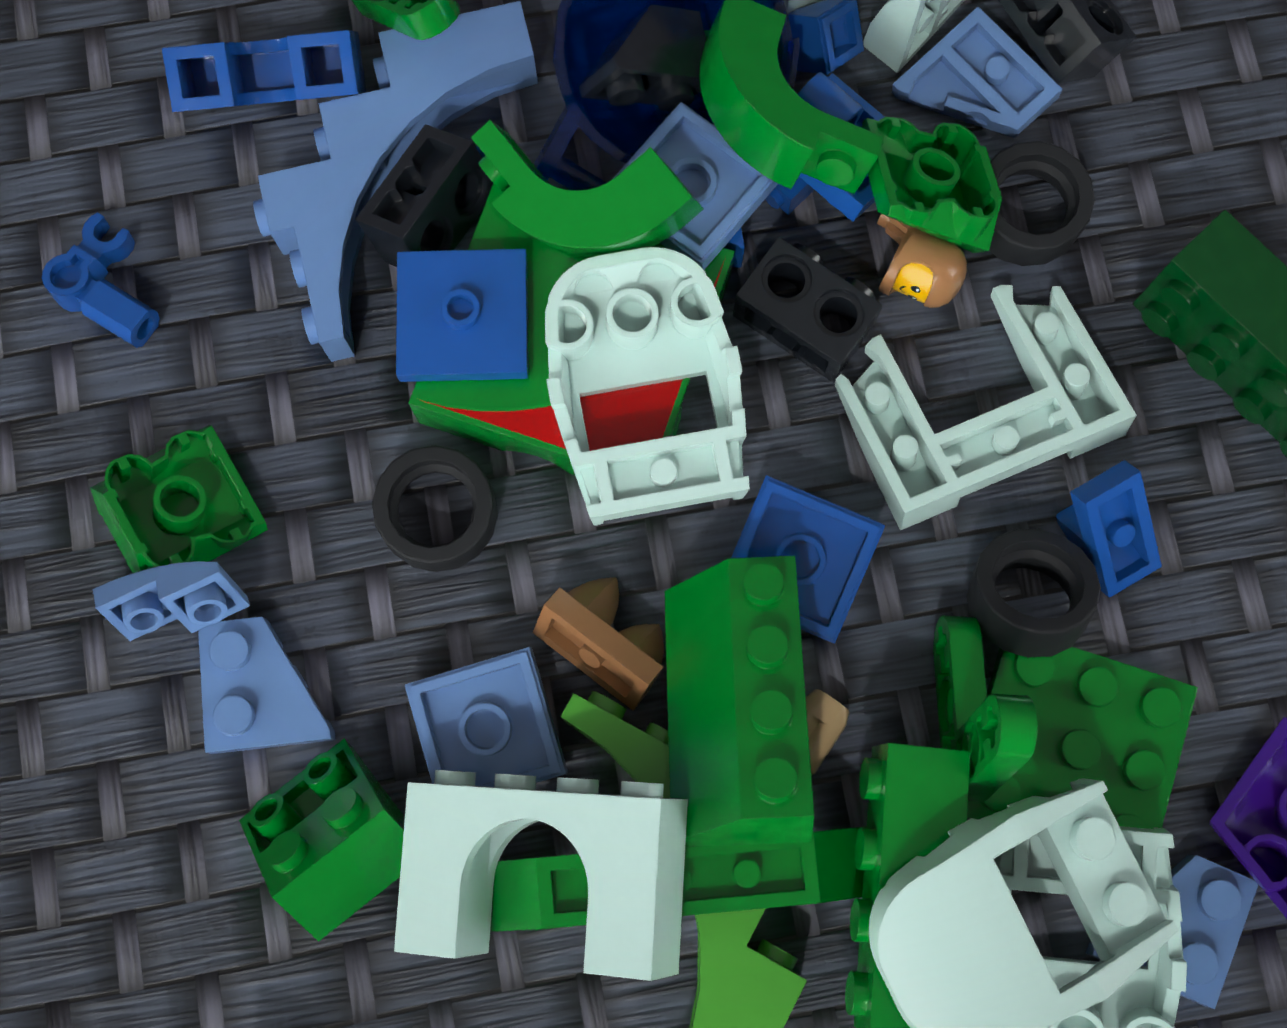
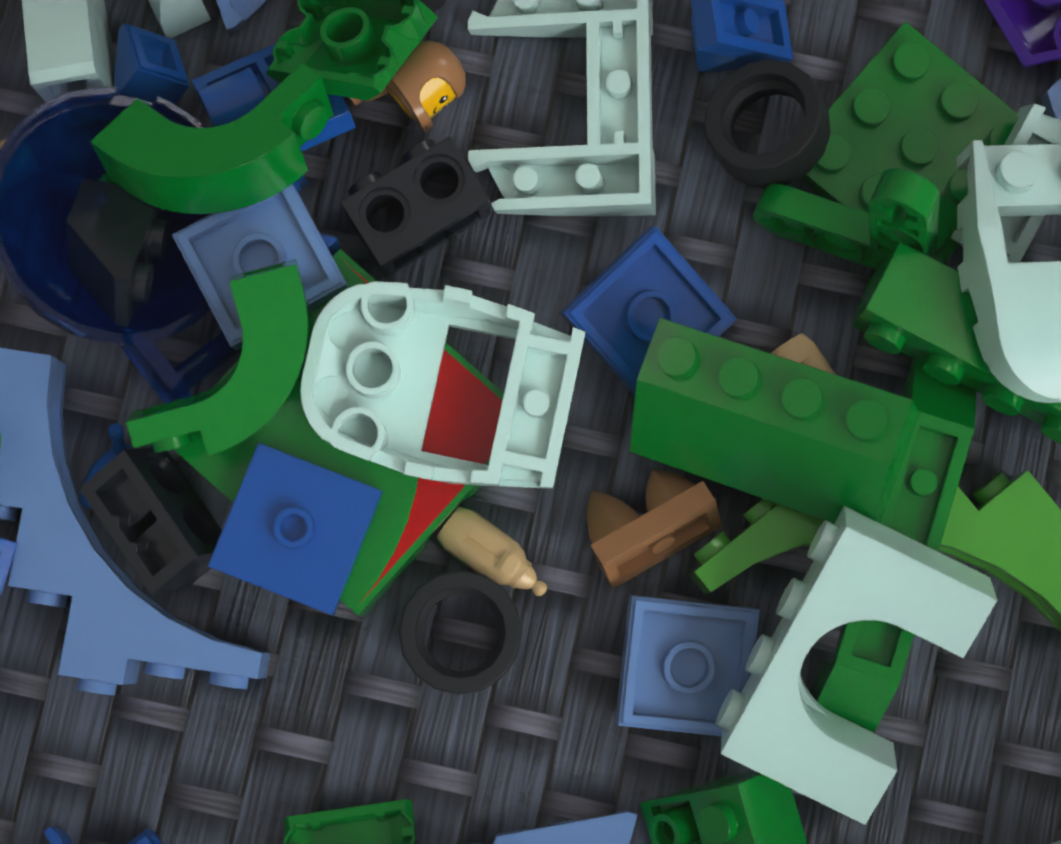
camera: 70 degrees left, 5 degrees up
(520, 505) = (488, 551): none -> tan piece

